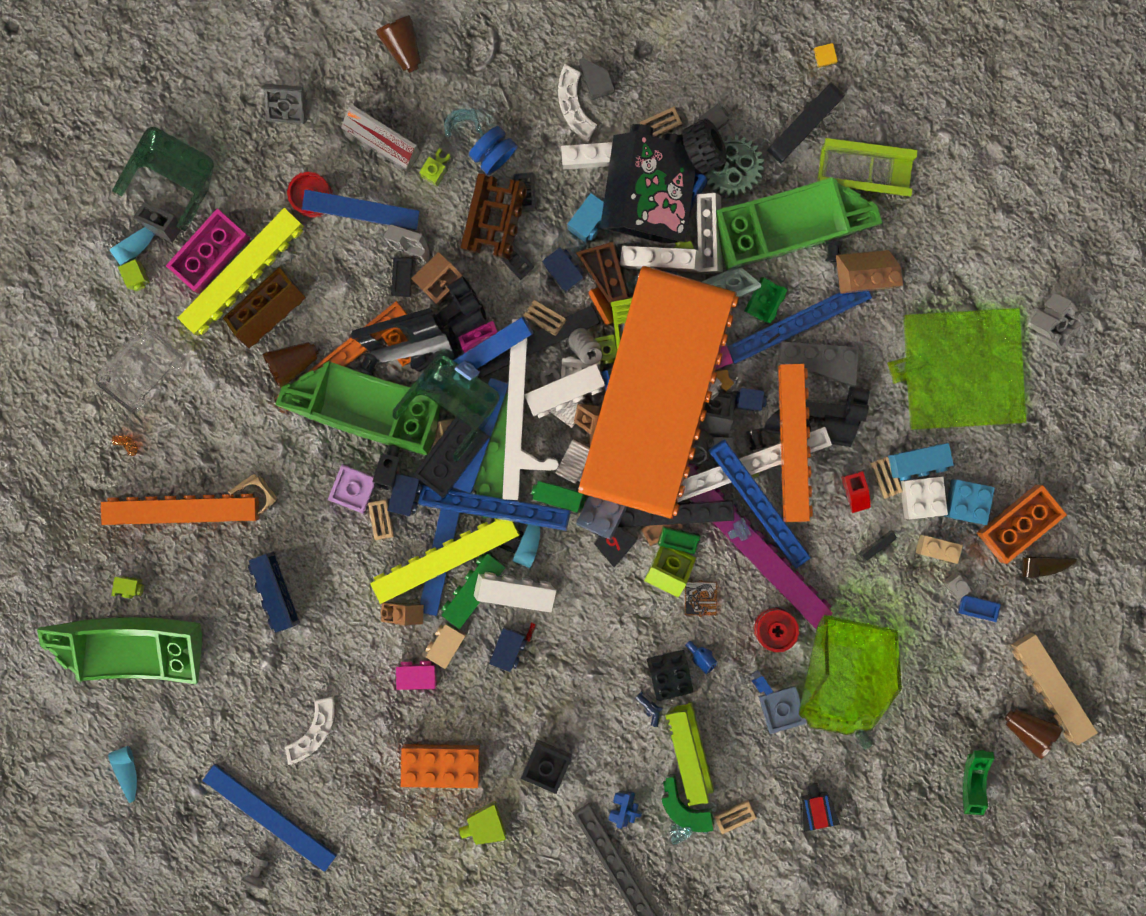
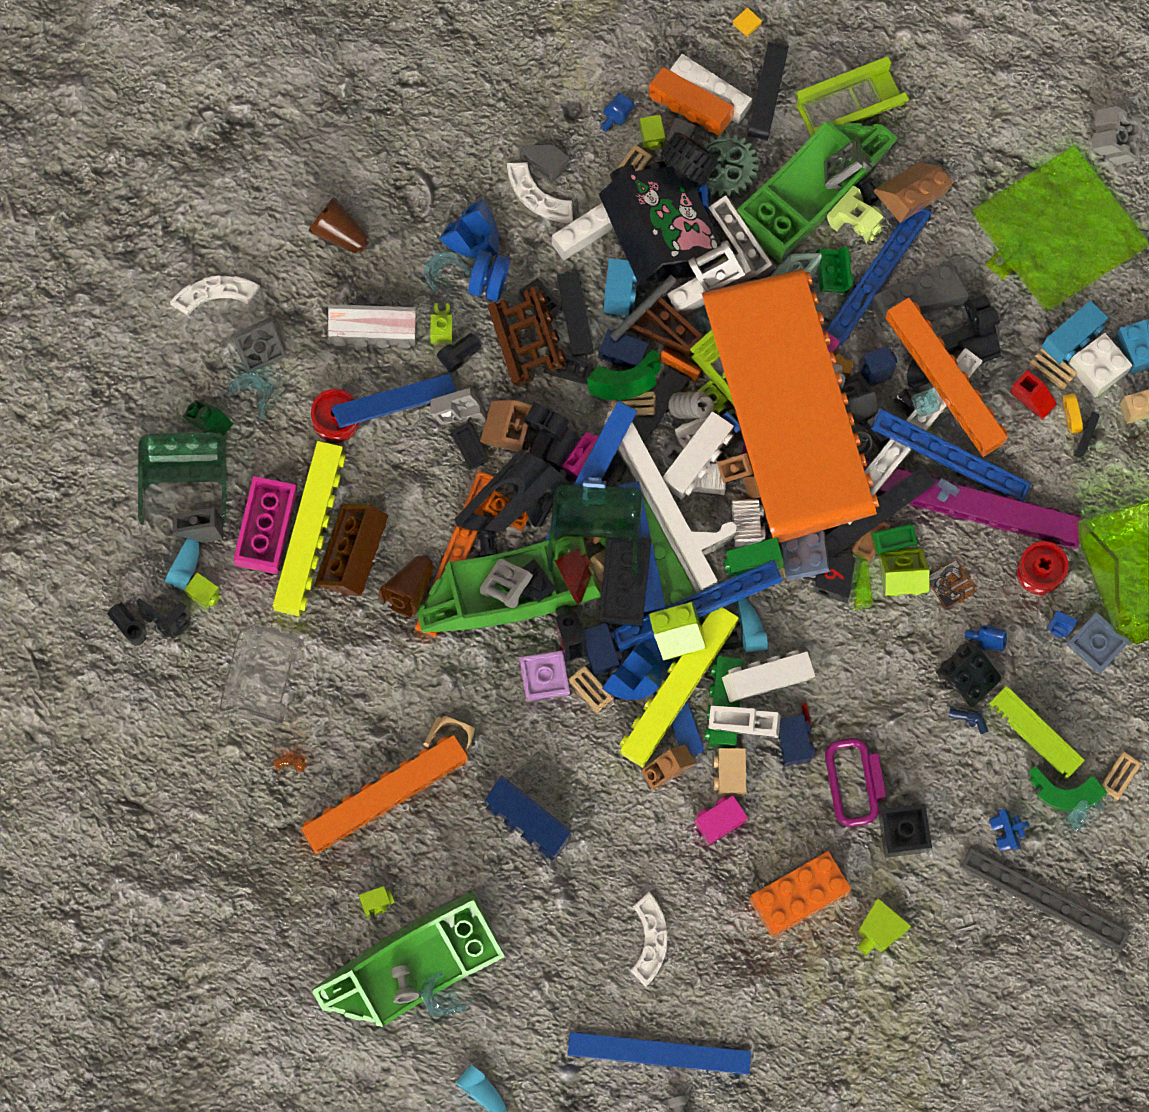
camera: 35 degrees left, 15 degrees down
(63, 266) = (127, 623): none -> black piece
(86, 284) = (176, 621): none -> black bracket
(109, 666) = (405, 993): none -> light grey piece
(122, 679) = (433, 1008): none -> clear light blue helmet
(214, 140) = (207, 418): none -> dark green slope
(267, 129) = (253, 381): none -> clear light blue helmet
(280, 35) = (214, 288): none -> white tile
(365, 401) = (508, 576): none -> light grey plate
(379, 414) = (539, 585): none -> black wing
(412, 432) = (575, 572): none -> clear red slope
(418, 533) = (636, 677): none -> blue brick
(432, 198) = (455, 355): none -> black piece
(464, 520) = (677, 631): none -> slope
(475, 617) = (745, 721): none -> white slope
(504, 106) = (472, 231): none -> blue brick
(544, 218) = (575, 314): none -> black tile
(549, 300) = (625, 384): none -> green arch
(549, 711) = (873, 780): none -> magenta bar
(594, 247) = (647, 303): none -> dark grey bar
(627, 569) = (863, 594): none -> clear neon green slope
(667, 257) = (719, 273): none -> light grey plate
(676, 71) = (617, 111): none -> blue piece
(693, 105) = (652, 132): none -> lime brick
(738, 97) = (691, 101): none -> orange brick
(760, 94) = (713, 84): none -> white brick
(765, 453) = (925, 403): none -> clear light blue tile
(812, 227) = (850, 151): none -> dark grey piece
(813, 280) = (868, 222): none -> yellowish green tile
(877, 522) = (1072, 413): none -> yellow beam

